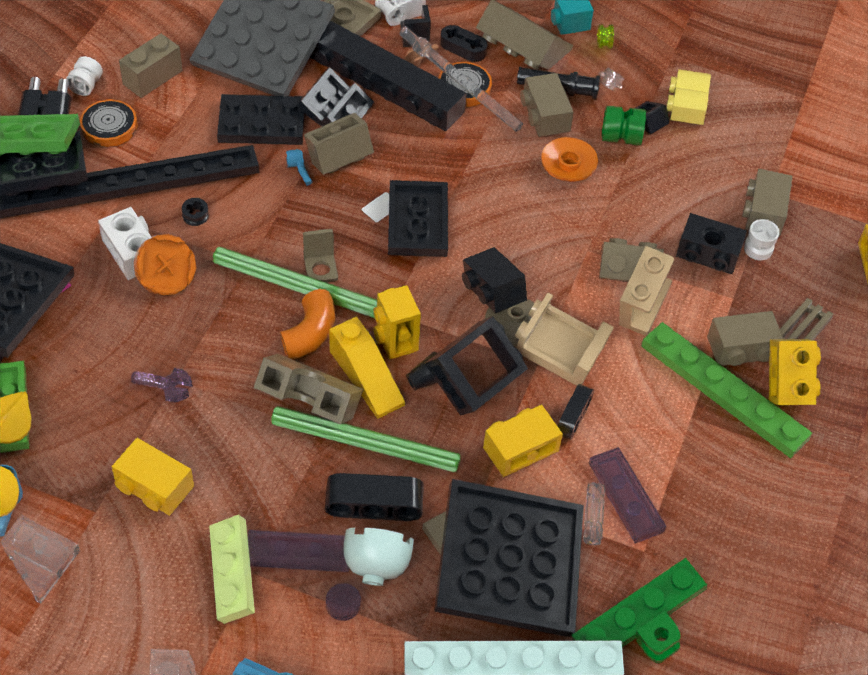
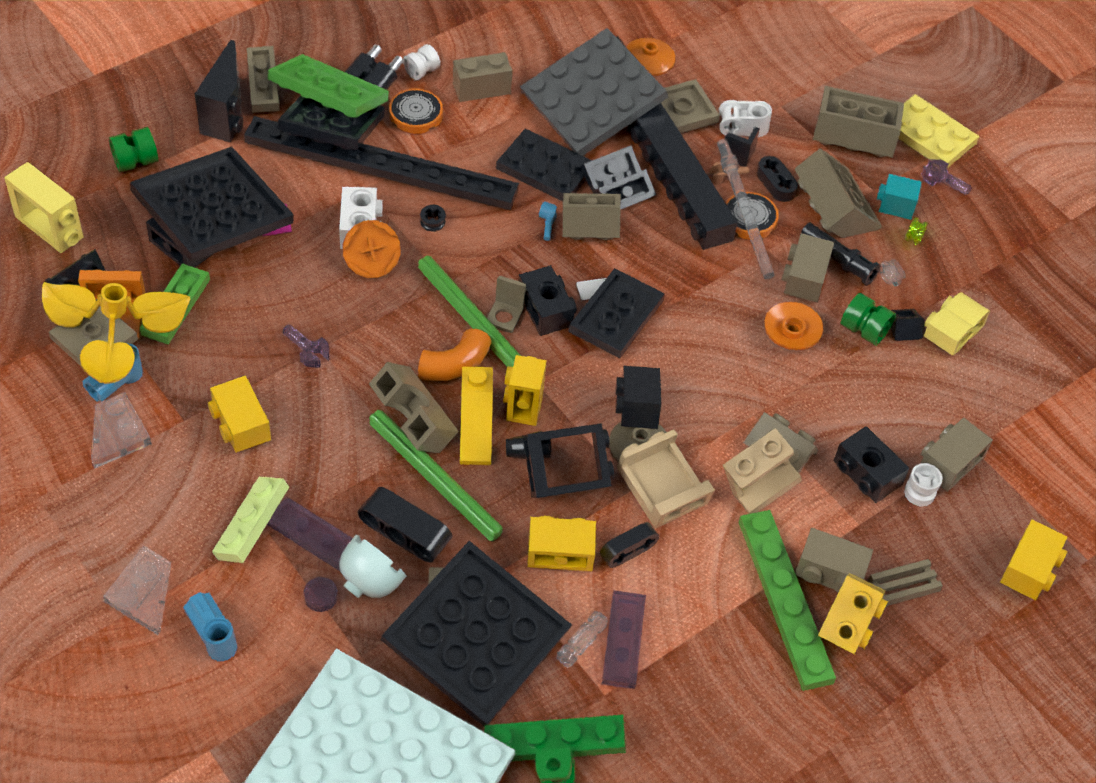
camera: 30 degrees right, 0 degrees up
(354, 236) = (547, 300): none -> black brick

